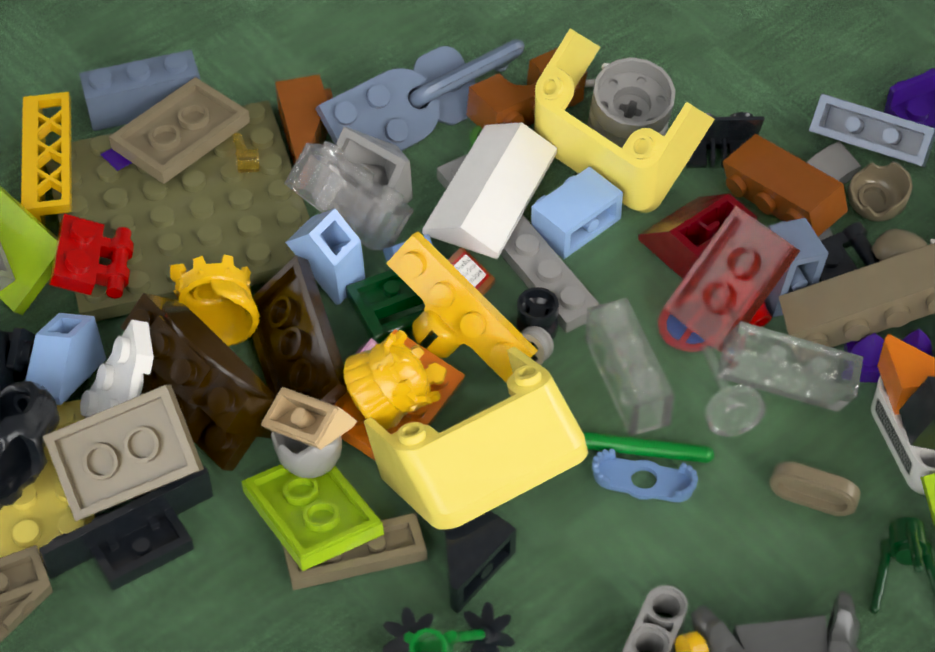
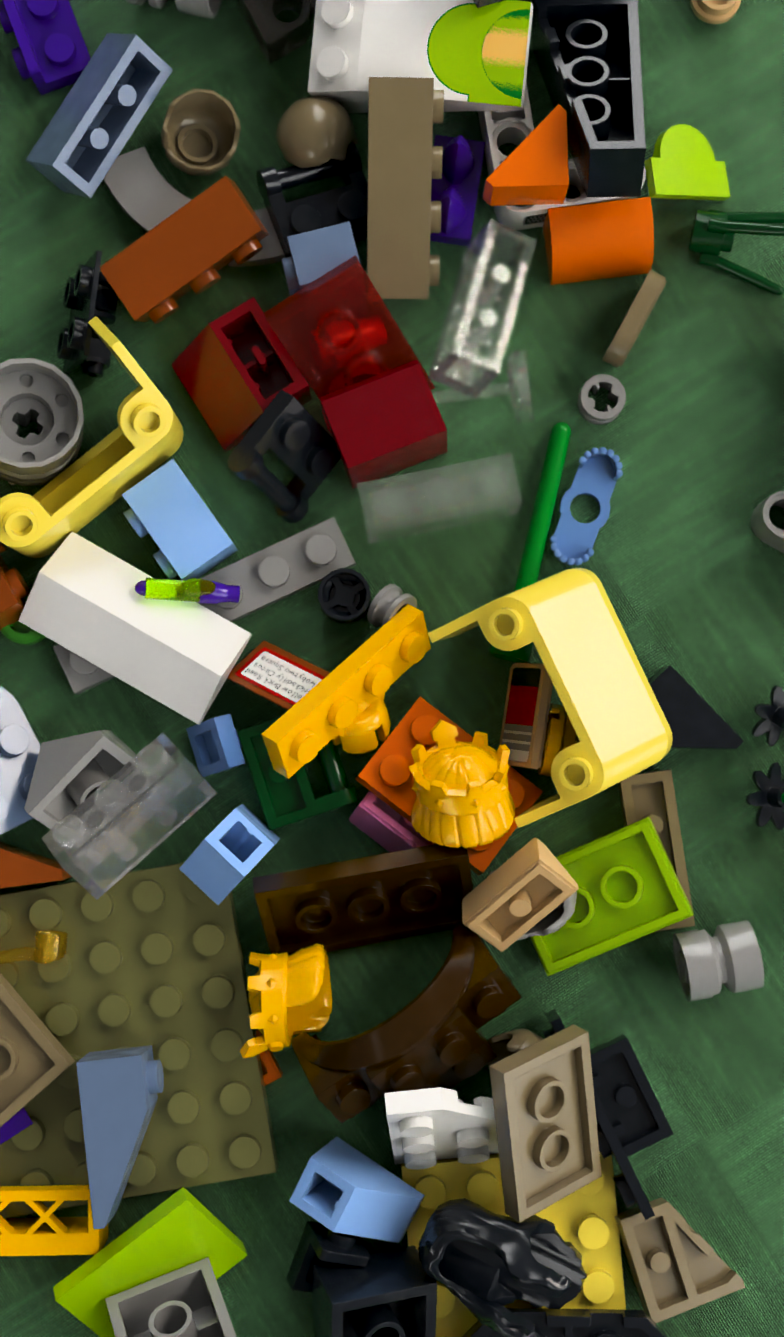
camera: 85 degrees left, 35 degrees up
(78, 253) = (205, 1177): red plate -> none
(124, 200) = (116, 1106): none -> sand blue slope
(261, 599) = (726, 958): none -> light grey wheel
(524, 211) = (188, 590): none -> clear neon green piece
(651, 264) = (297, 444): none -> black plate
(678, 318) = (385, 423): none -> dark red slope
(745, 467) = (616, 394): none -> light grey bush
(876, 458) = (599, 240): none -> orange brick

